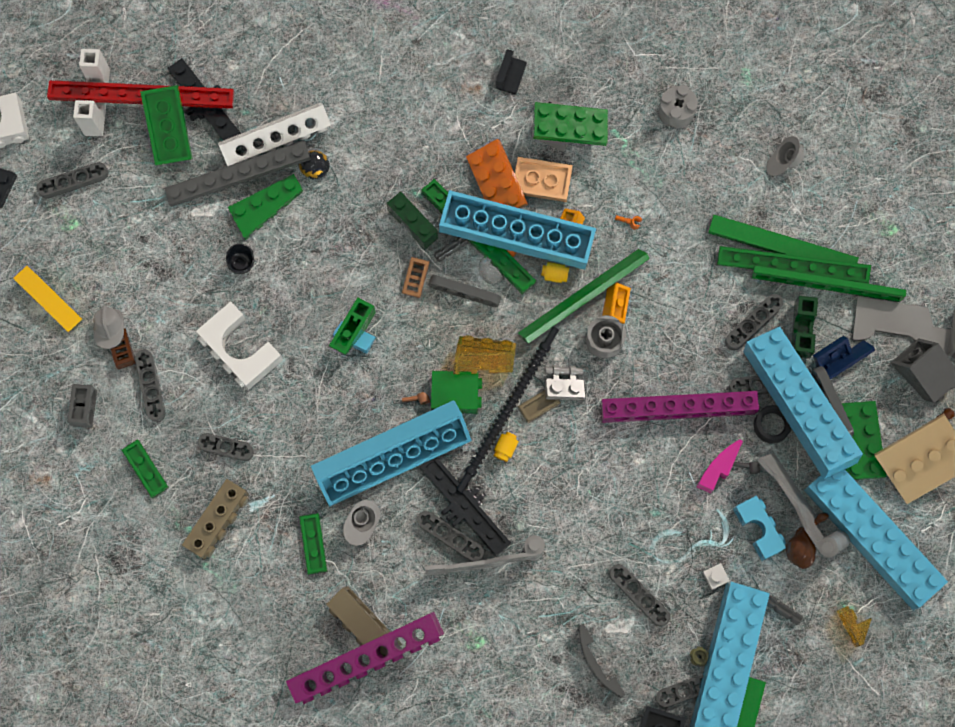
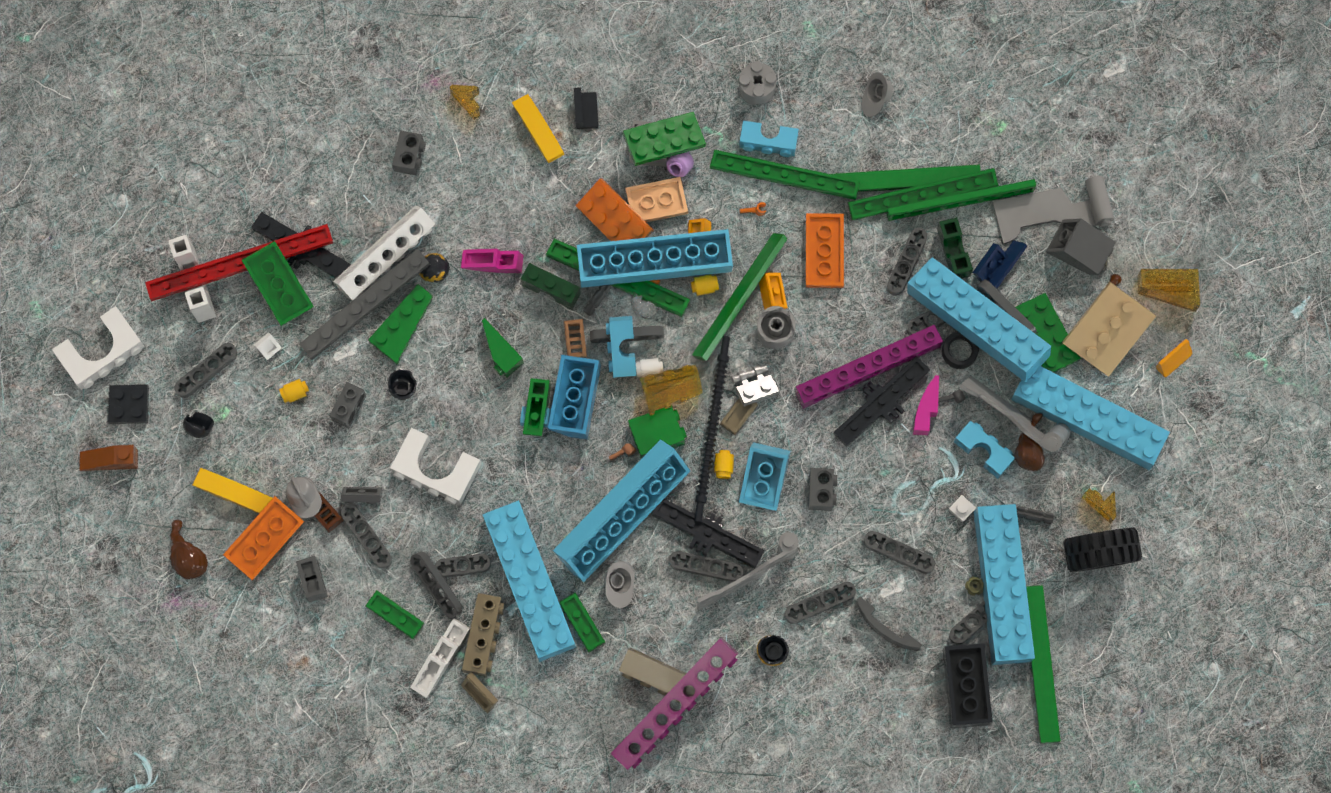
camera: 20 degrees left, 0 degrees up
(43, 227) = (198, 425): none -> black hair
(55, 351) = (263, 538): none -> orange plate
(135, 179) = (267, 346): none -> white plate
(141, 228) = (294, 390): none -> yellow brick
(163, 346) = (361, 494): none -> dark grey plate
(168, 526) = (440, 658): none -> white slope
(183, 259) = (347, 405): none -> dark grey brick
(189, 434) = (438, 582): none -> dark grey beam
(189, 573) = (479, 692): none -> dark tan tile
(279, 486) = (529, 581): none -> medium azure brick
(330, 52) = (404, 152): none -> dark grey brick
(342, 264) = (503, 354): none -> green slope
(370, 178) = (492, 260): none -> dark pink slope
(392, 330) = (574, 396): none -> dark azure slope
(407, 21) = (464, 95): none -> clear yellow slope
(448, 315) = (622, 363): none -> medium azure arch
(460, 74) = (538, 128): none -> yellow slope
(472, 329) = (649, 366): none -> white brick
(480, 642) = (772, 650): none -> black hair
(539, 472) = (764, 476): none -> medium azure slope
(544, 611) = (821, 605): none -> dark grey beam
(576, 153) = (680, 164): none -> lavender head
(584, 504) = (817, 489): none -> dark grey brick
(671, 199) = (785, 174): none -> green tile
(678, 444) = (881, 401): none -> black hinge
(679, 170) = (782, 144): none -> medium azure arch
(680, 283) = (824, 250): none -> orange plate
(838, 673) = (1102, 549): none -> black tyre

